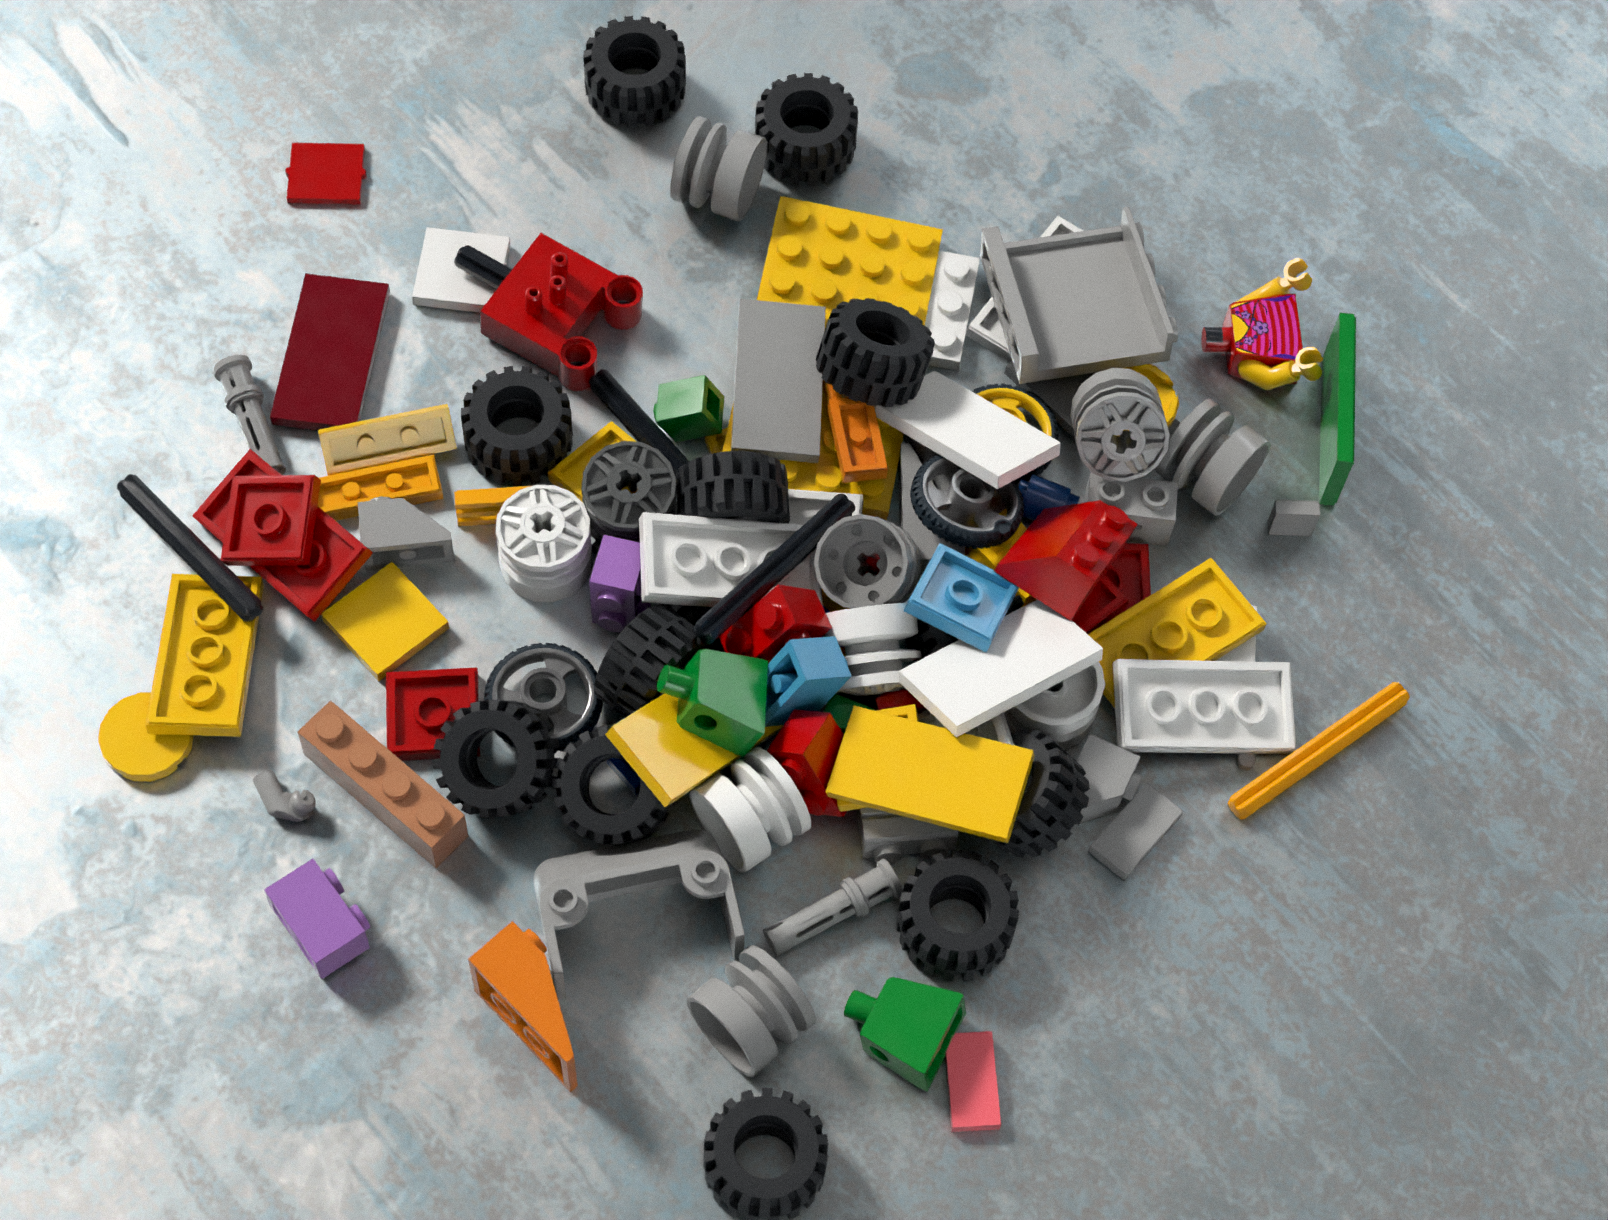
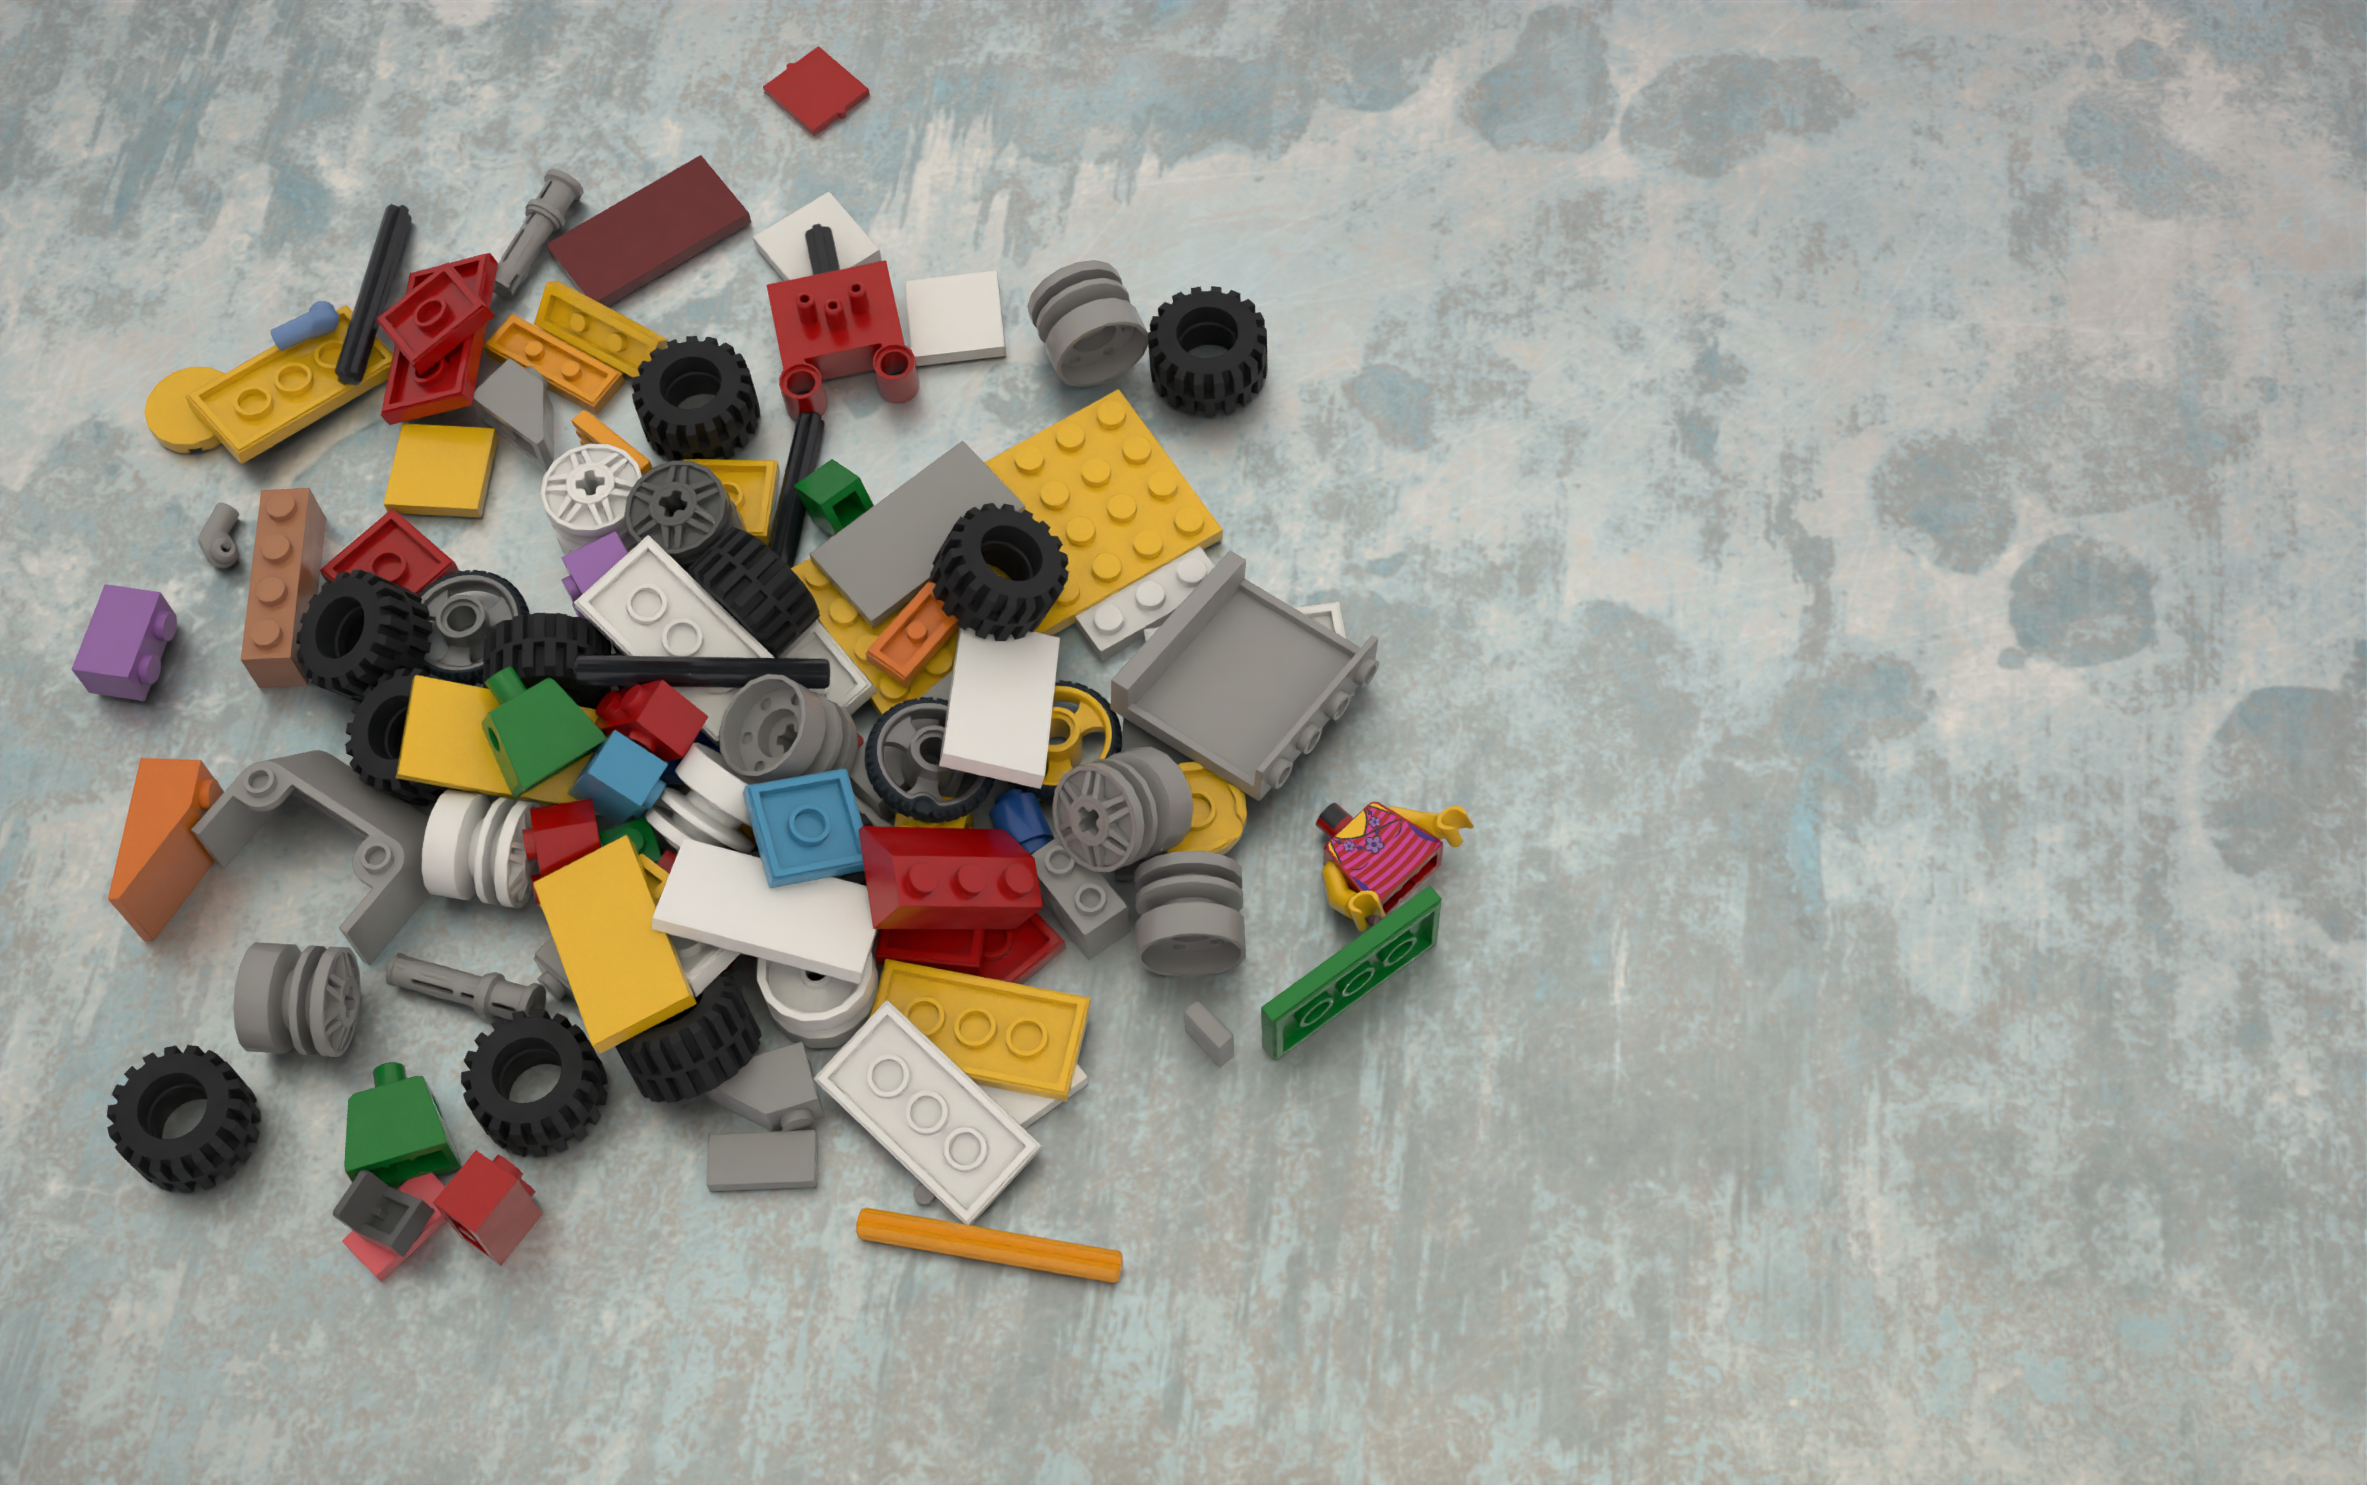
camera: 55 degrees right, 0 degrees up
(179, 597) = (319, 321): none -> medium blue arm
(614, 235) = (955, 318): none -> white tile
(632, 46) = (1122, 164): black tyre -> none
(974, 1077) = (382, 1213): none -> dark grey bracket
(1033, 1006) = (489, 1205): none -> red brick

